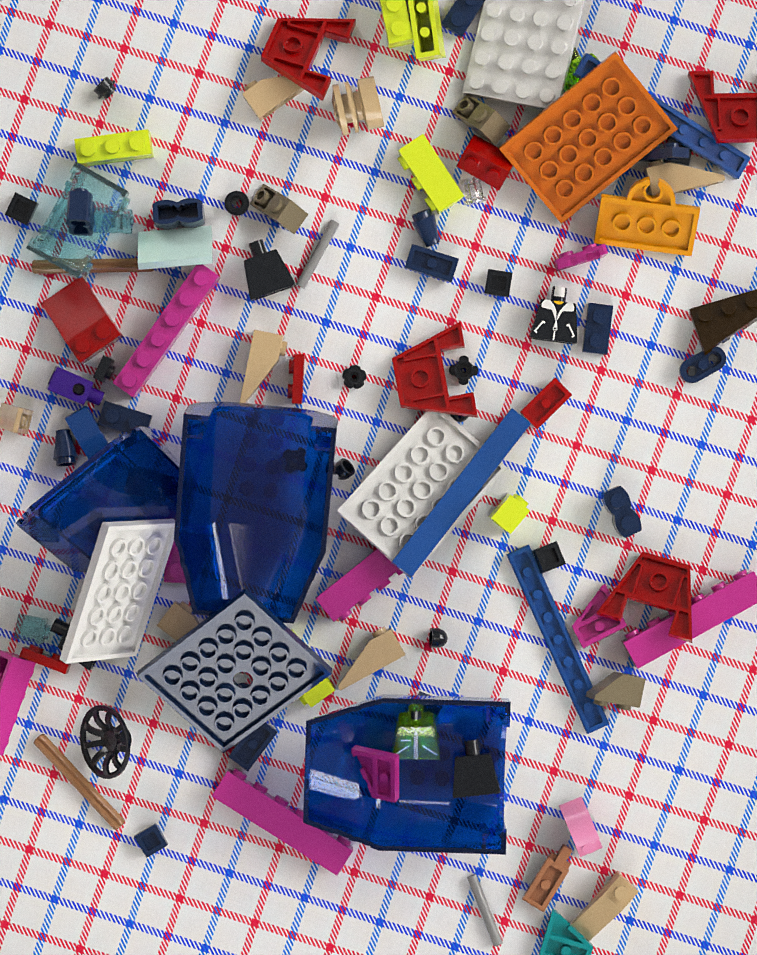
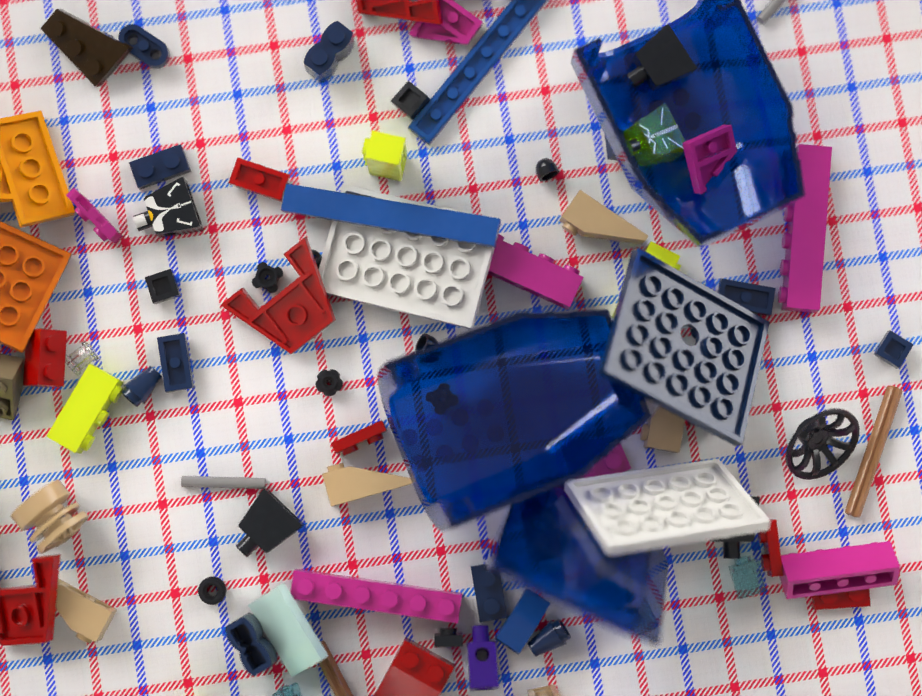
camera: 125 degrees left, 5 degrees down
(279, 208) = (196, 544): dark tan slope -> none

